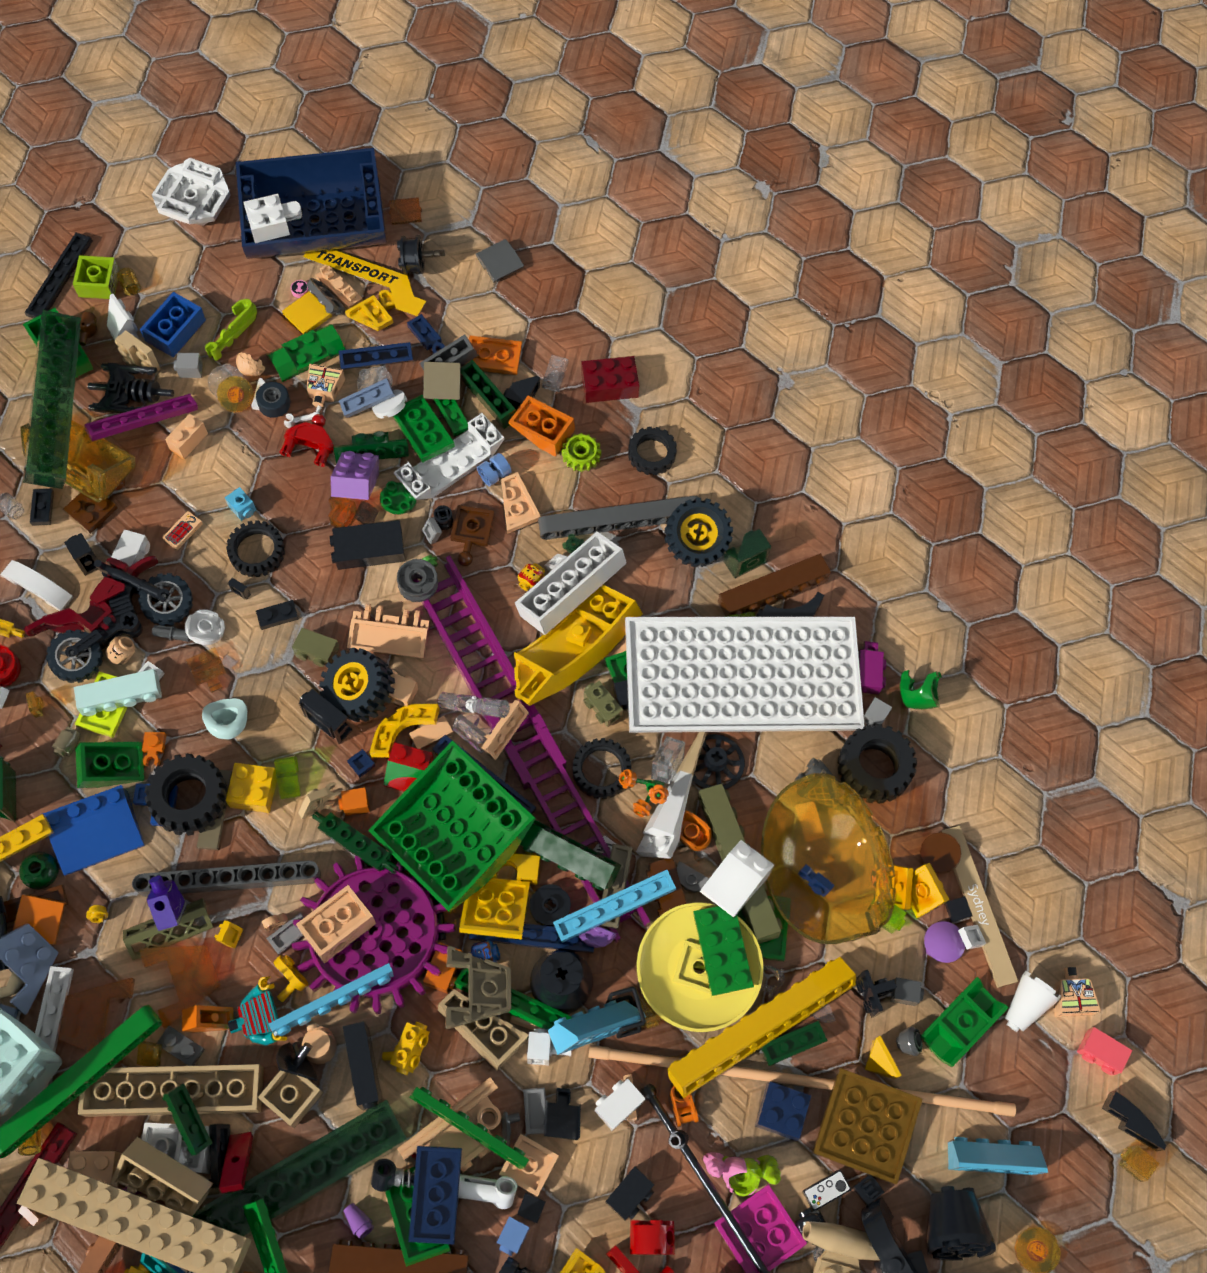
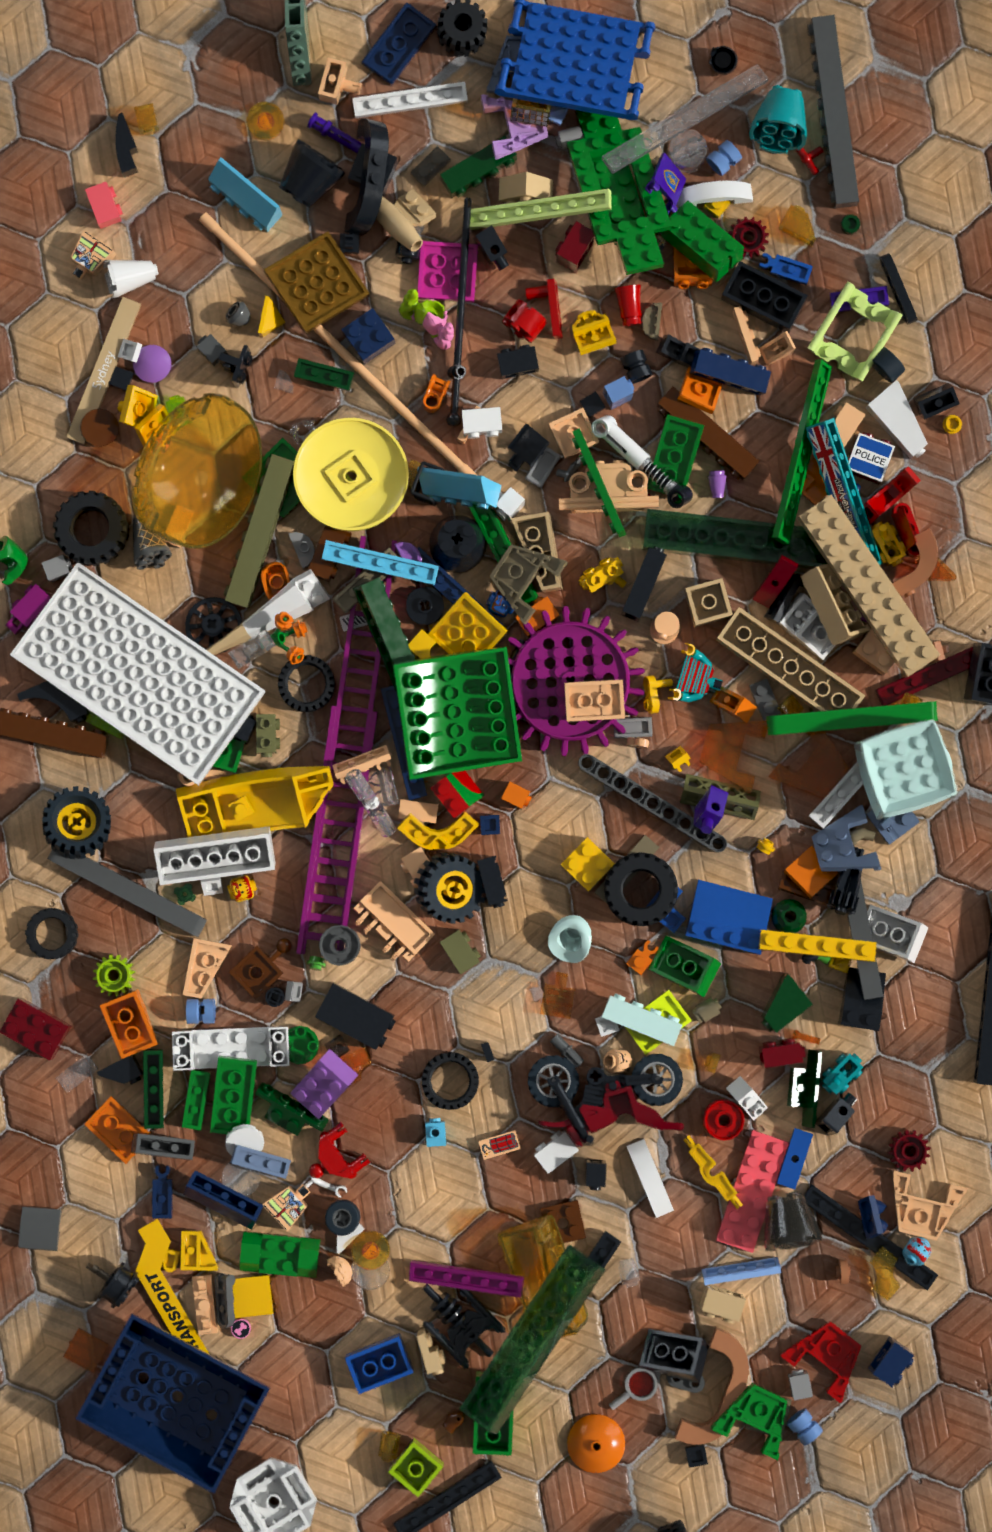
camera: 135 degrees left, 20 degrees up
(120, 319) = (426, 1396): white slope -> none
(186, 436) = (439, 1235): light nougat brick -> none
(187, 1119) = (791, 633): dark green plate -> none
(188, 365) = (392, 1311): light grey brick -> none
(204, 627) = (537, 1035): white tile -> none
(246, 314) = (327, 1321): lime piece -> none
(269, 217) = (224, 1398): white brick -> none
(277, 614) = (471, 1007): black plate -> none
(287, 777) = (554, 853): clear neon green plate -> none
(293, 1060) = (689, 623): black shield -> none
(317, 800) = (544, 814): tan plate -> none
(325, 1003) = (627, 641): medium azure plate -> none
(355, 842) = (538, 760): dark green plate -> none
(435, 1195) = (652, 455): dark blue tile -> none
(441, 380) = (185, 1127): dark tan tile -> none
(722, 951) = (325, 472): green plate -> none
(737, 878) = (275, 512): white slope -> none
(749, 555) = (49, 776): clear green slope -> none
(761, 1026) = (337, 401): yellow brick -> none
(817, 882) = (212, 470): dark blue plate -> none
(826, 1190) = (379, 264): white tile -> none
(963, 1023) = (188, 298): green piece -> none

